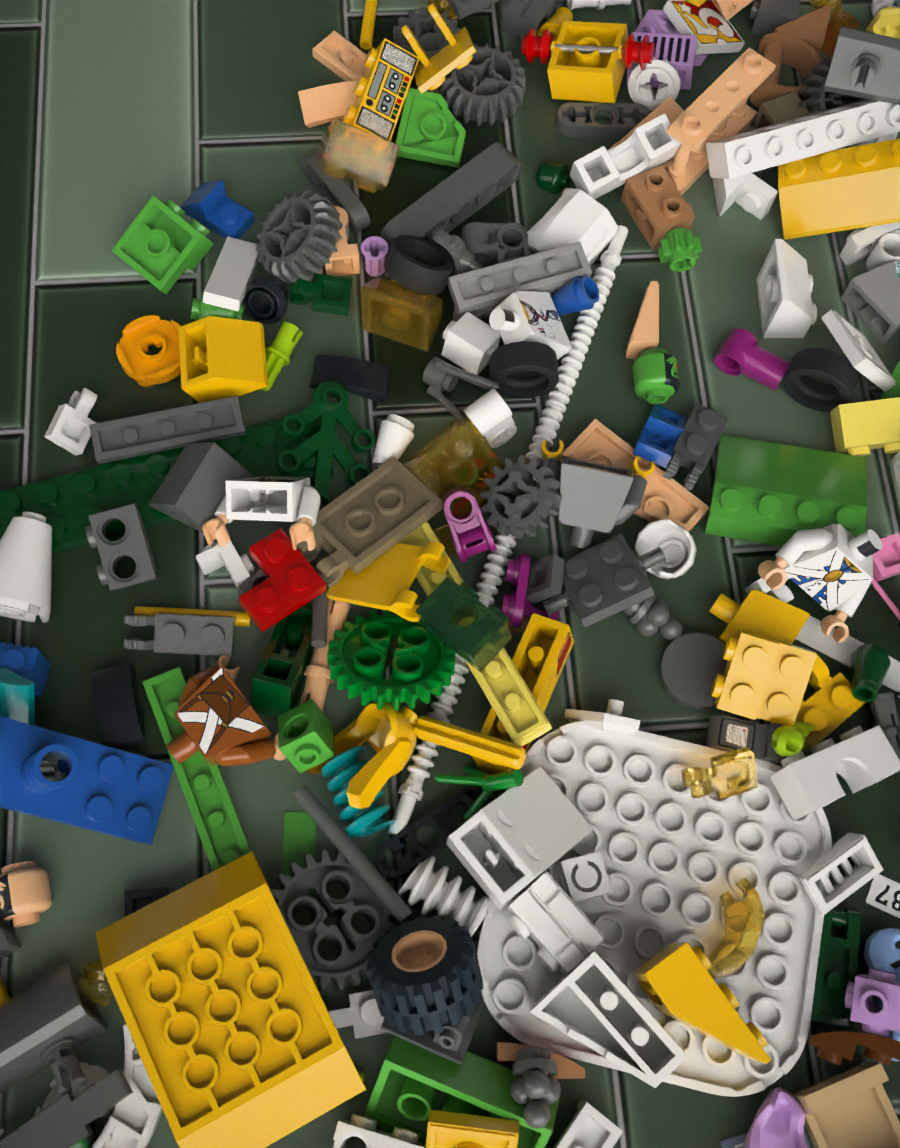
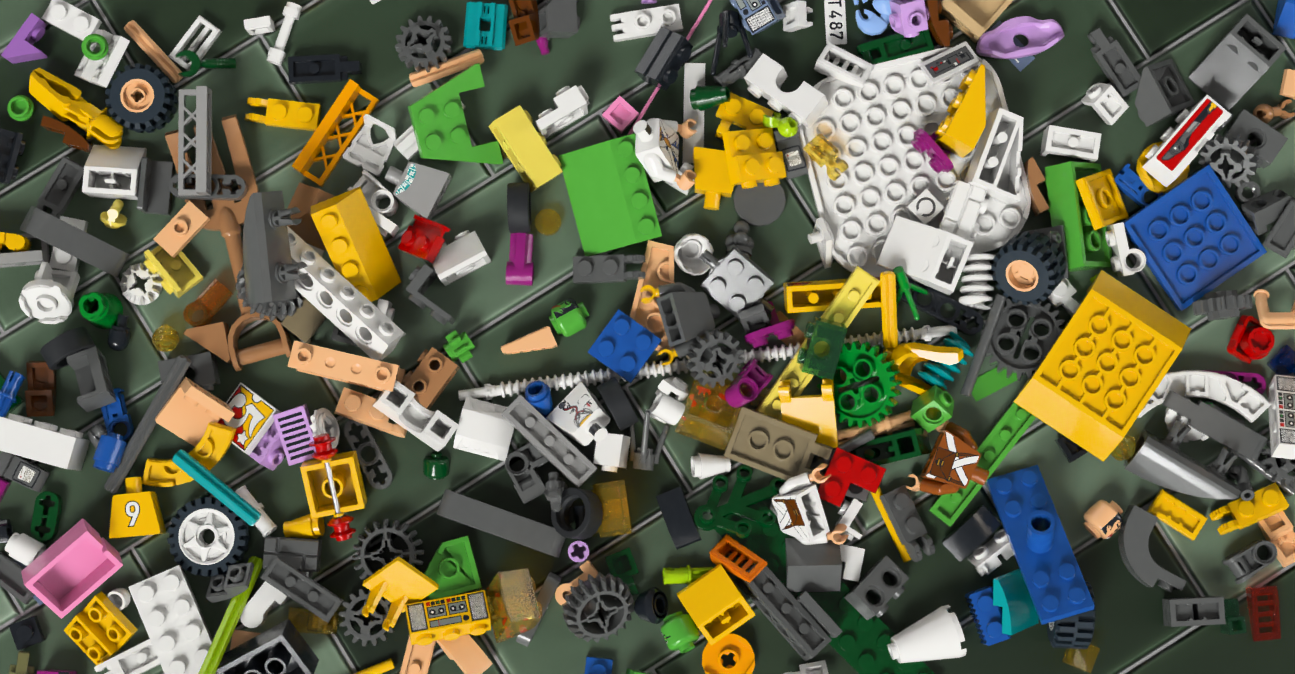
camera: 110 degrees left, 15 degrees up
(76, 709) = (985, 556): none -> white hinge
(134, 459) = (819, 615): none -> dark grey tile
(177, 545) = (852, 561): none -> white piece
(231, 274) = (648, 637): white tile -> none
(281, 397) = (729, 544): none -> orange slope
(510, 435) = (674, 385): none -> white plate
(535, 1085) = (1053, 180): dark grey piece -> none
(589, 413) = (624, 346): none -> blue plate
(645, 930) = (925, 142): none -> magenta bracket
(660, 435) = (611, 294): blue slope -> none
(742, 930) = (908, 106): clear yellow piece -> none
(754, 234) = (420, 281): none -> dark grey bracket
(781, 1026) = (949, 64): none -> slope
(783, 415) = (548, 222): none -> clear yellow tile
(826, 264) = (423, 239): none -> red plate
(858, 350) = (484, 191): white tile -> none

